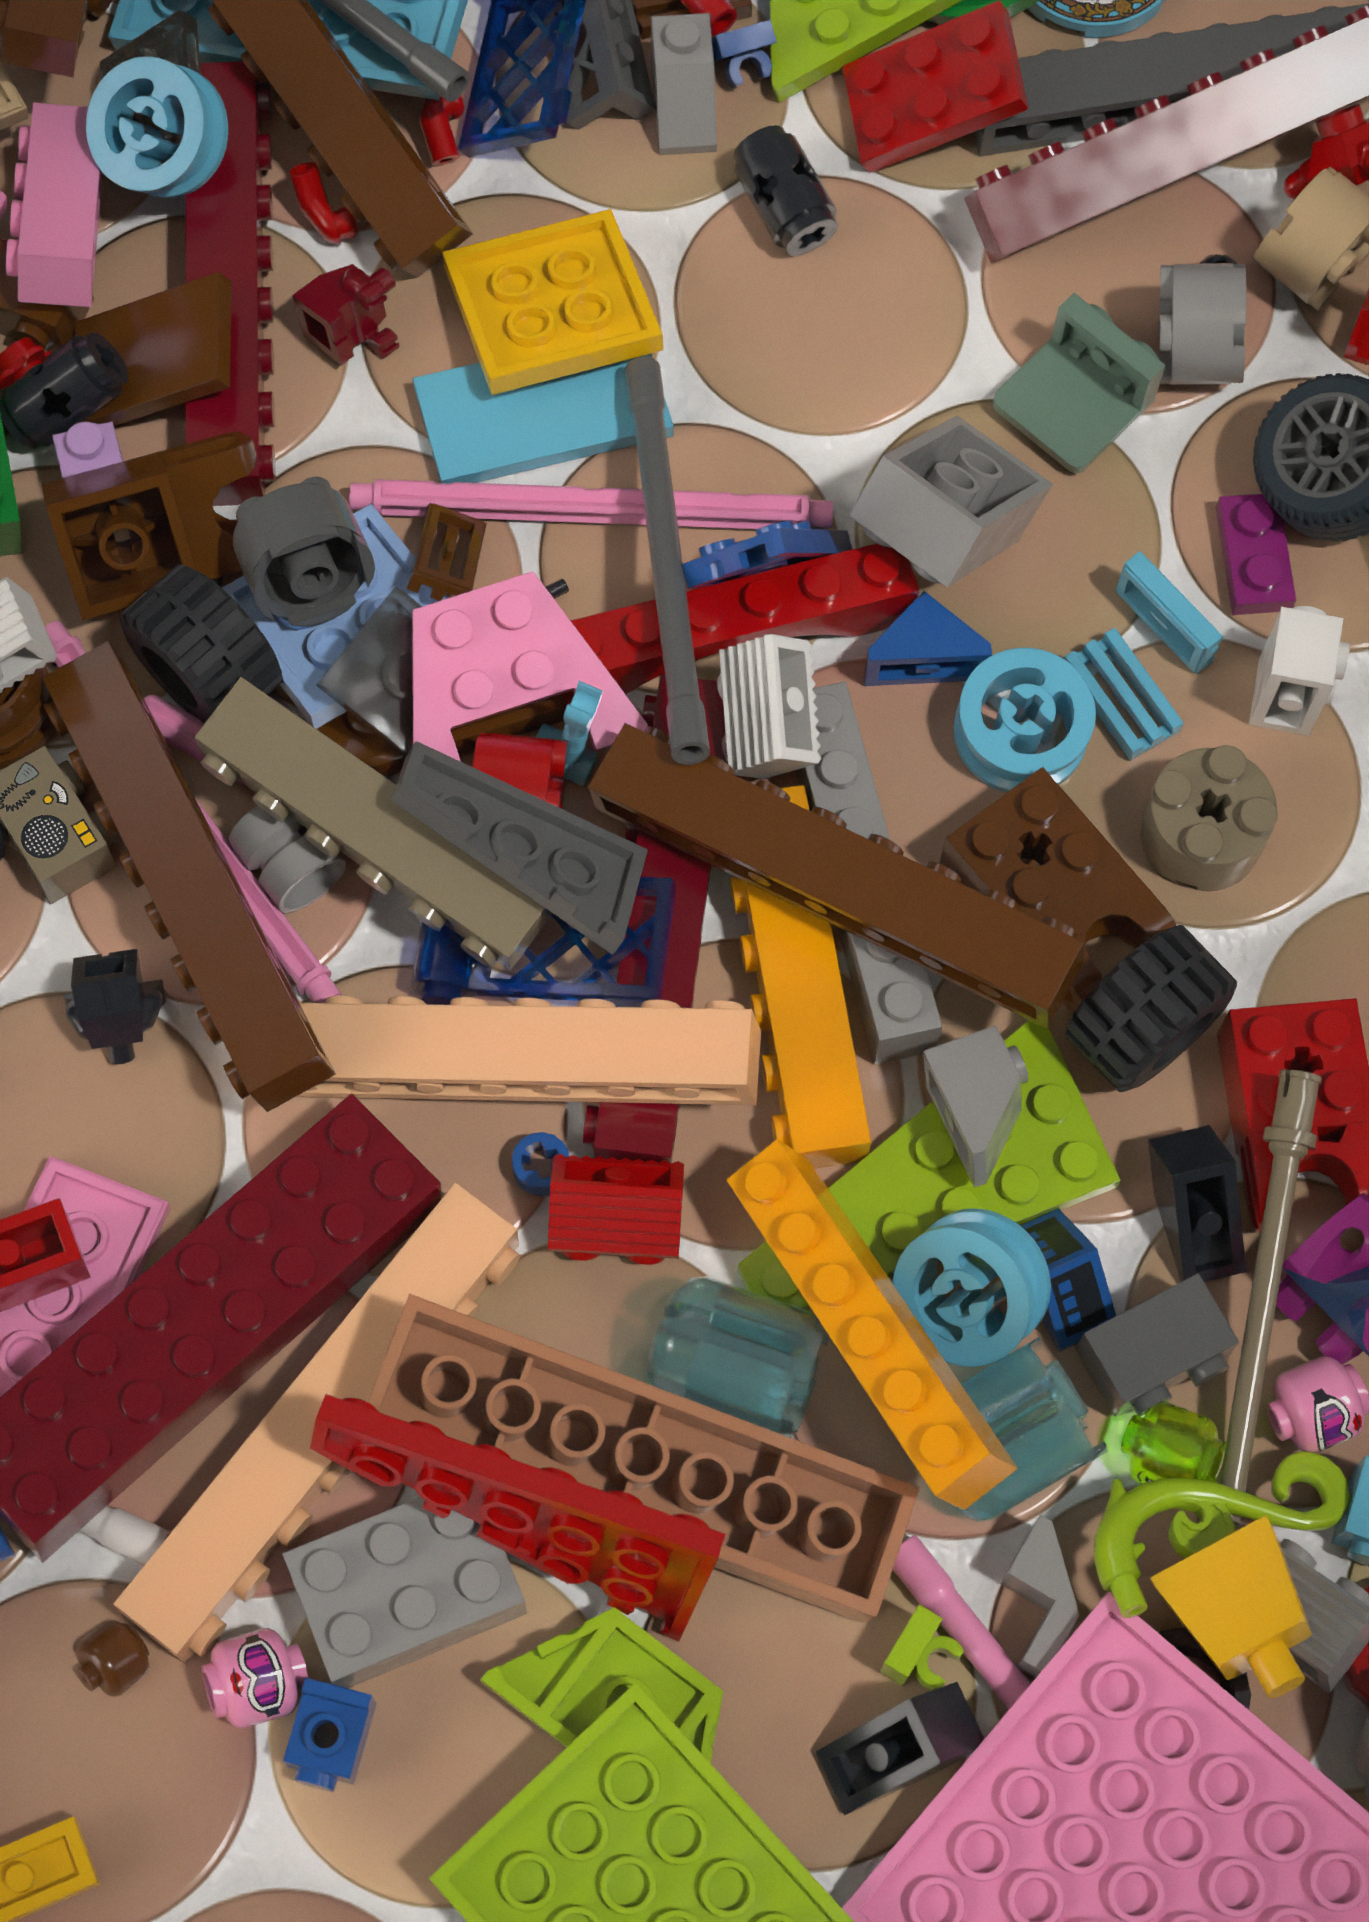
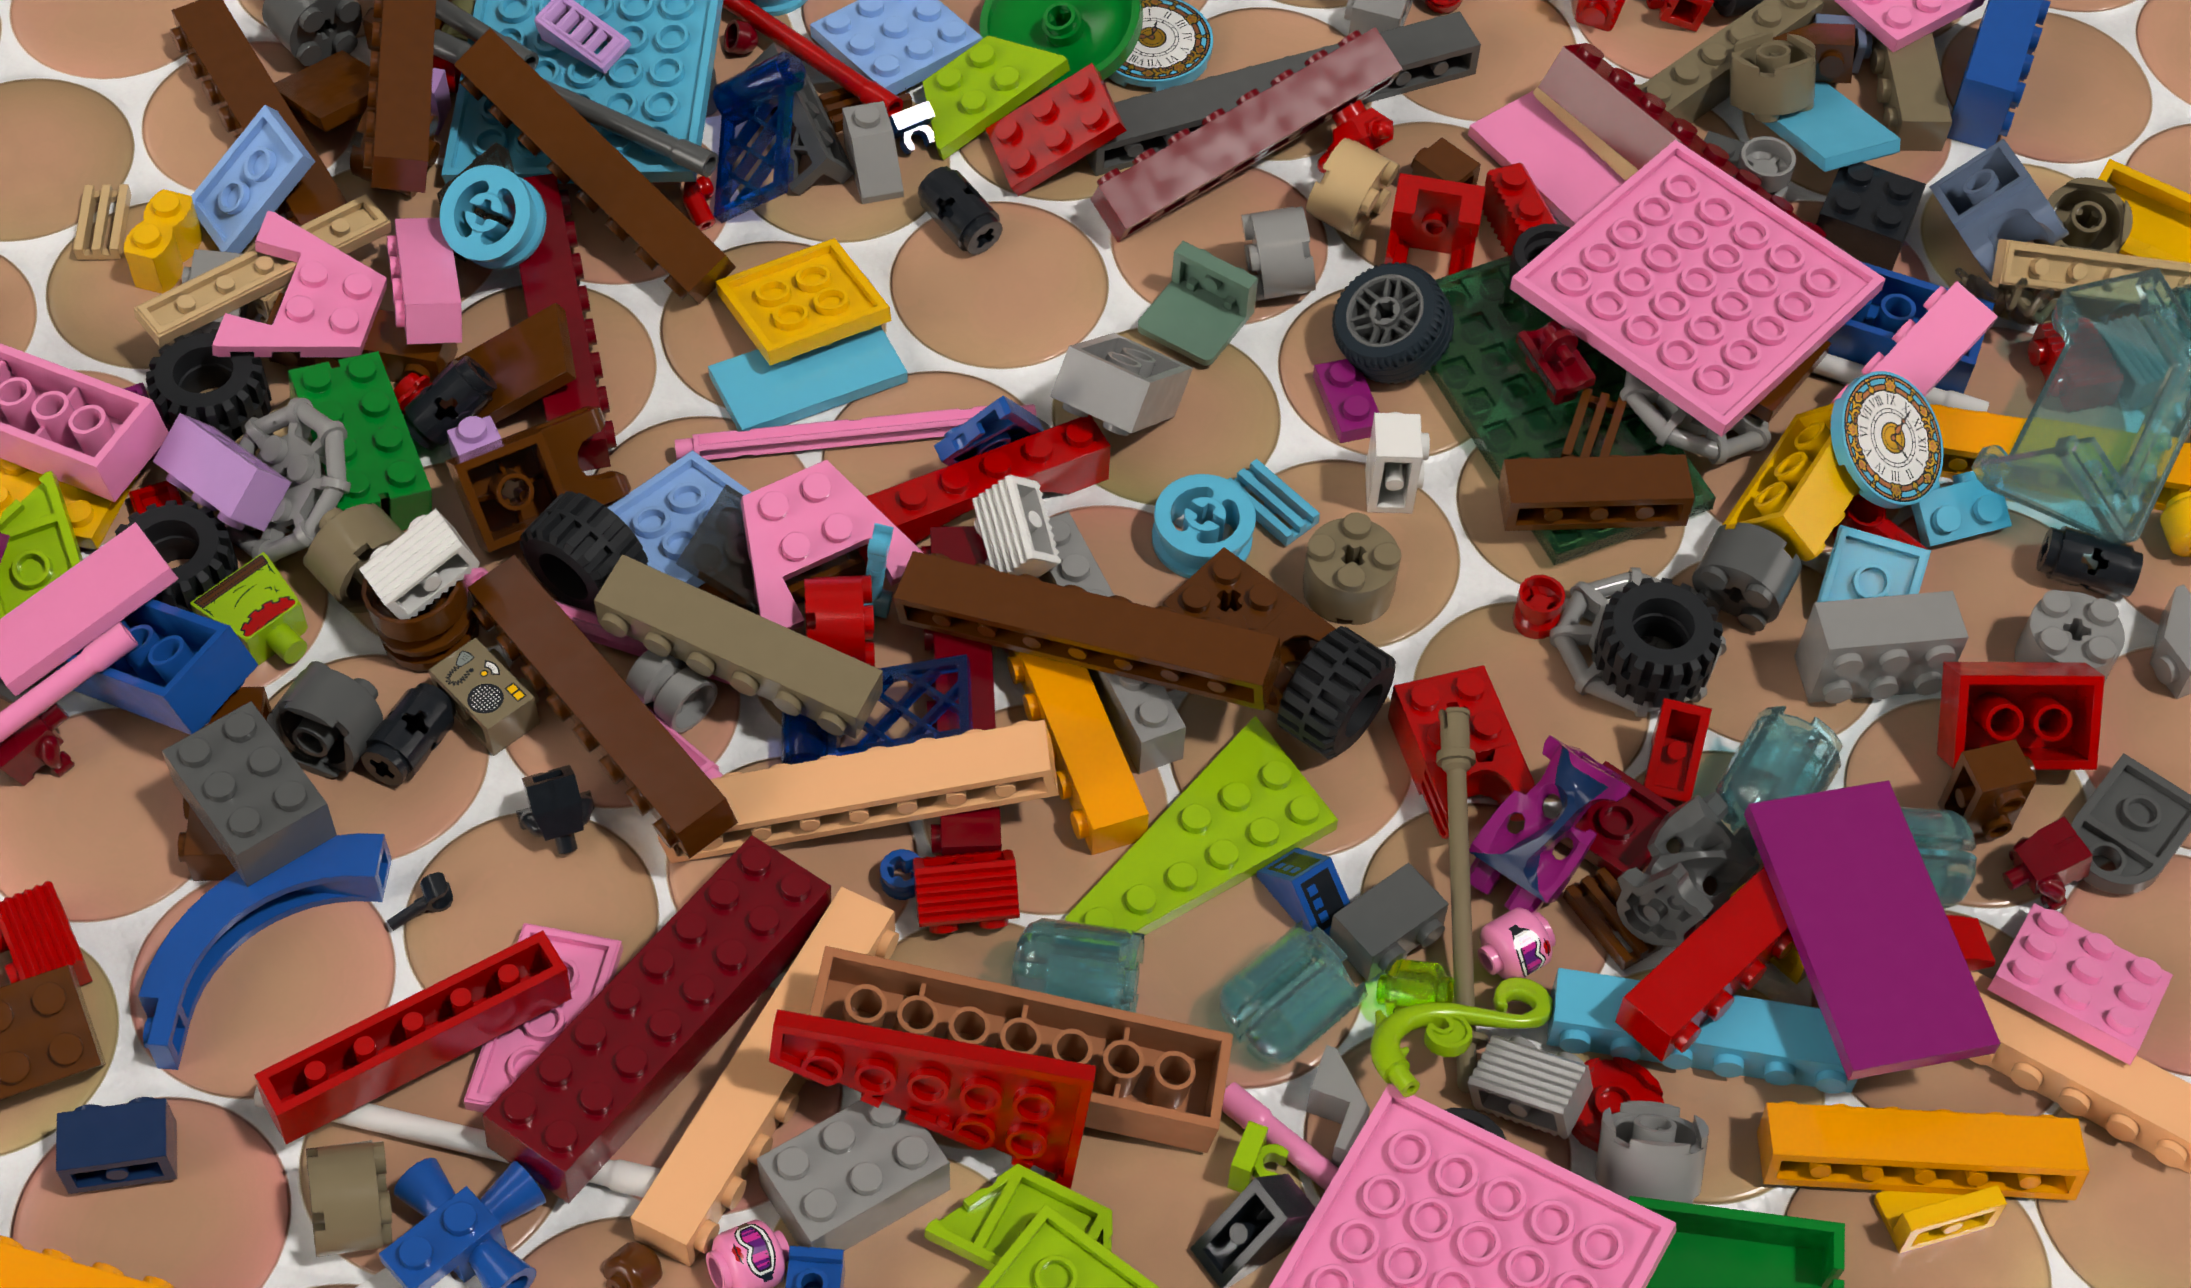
camera: 10 degrees left, 15 degrees down
(302, 552) = (650, 477): dark grey brick -> none
(315, 205) = (612, 261): red arm -> none
(346, 309) = (649, 328): dark red piece -> none
(440, 578) = (757, 454): reddish brown tile -> none
(540, 849) = (865, 639): dark grey wing -> none
(684, 709) = (956, 532): dark grey piece -> none
(872, 1326) = (1176, 925): light orange brick -> none
(925, 647) = (1121, 489): blue slope -> none
(974, 1250) = (1228, 866): medium azure wheel -> none
(977, 1096) = (1219, 770): light grey slope -> none
(1168, 613) = (1293, 443): medium azure tile -> none
(1198, 1203) = (1398, 822): black slope -> none
(1241, 1606) = (1487, 1075): yellow torso -> none

